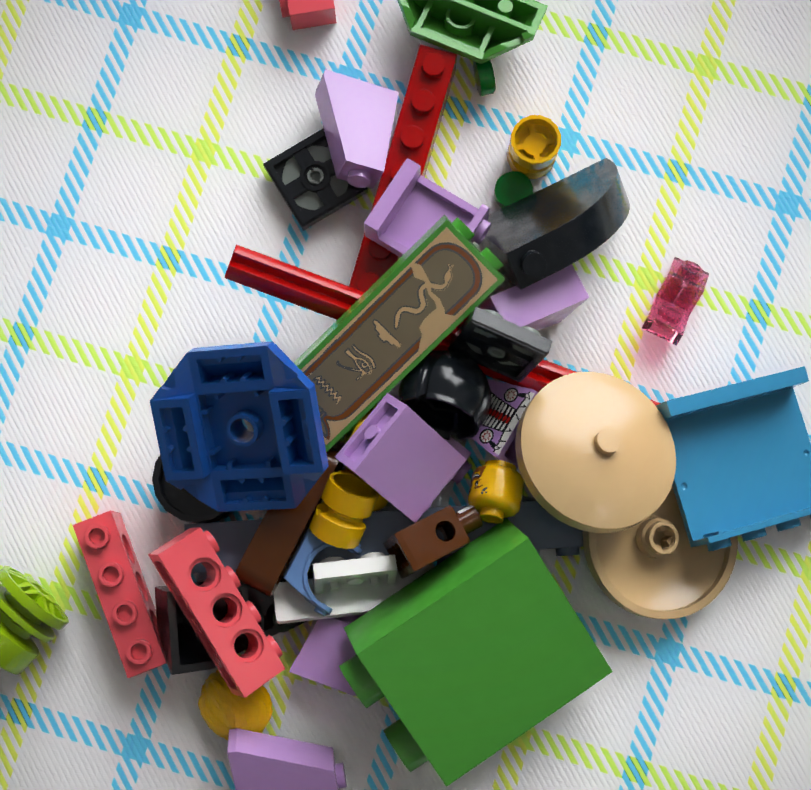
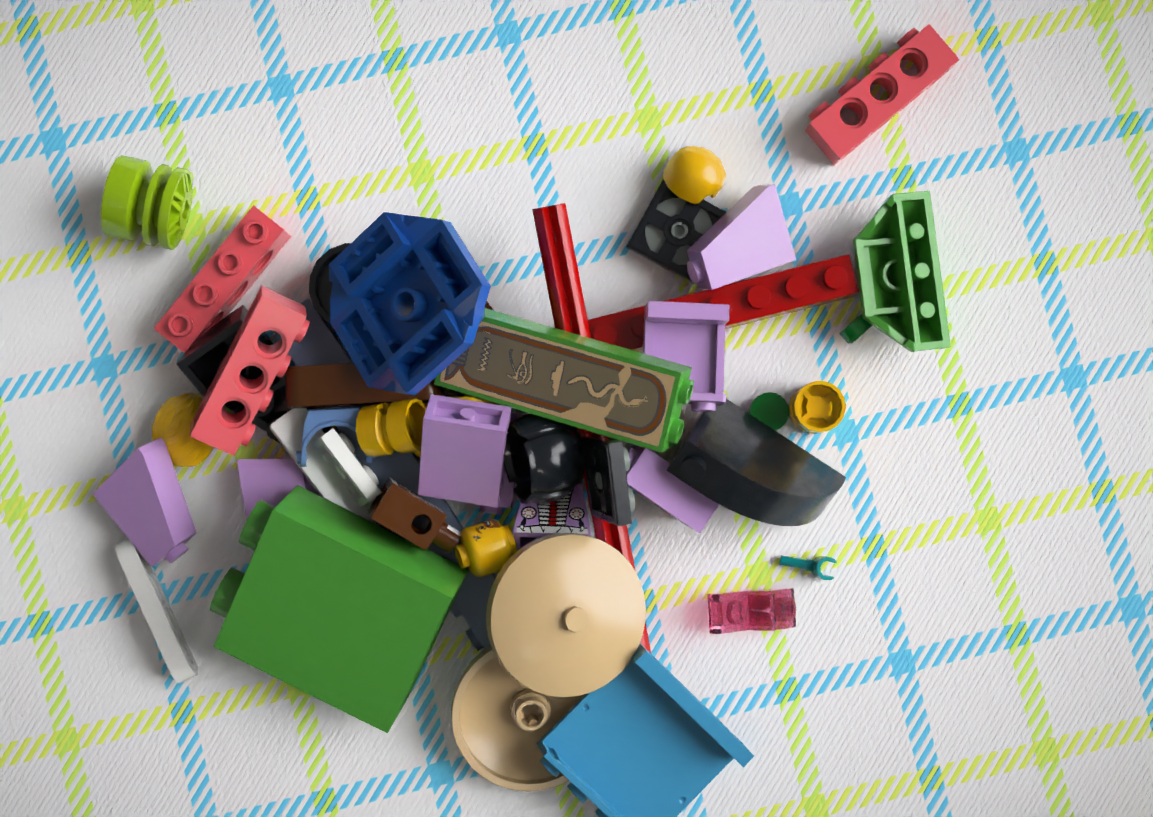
camera: 60 degrees right, 5 degrees up
(274, 135) = (694, 174): none -> yellow hair
(665, 228) = (808, 565): none -> teal hand

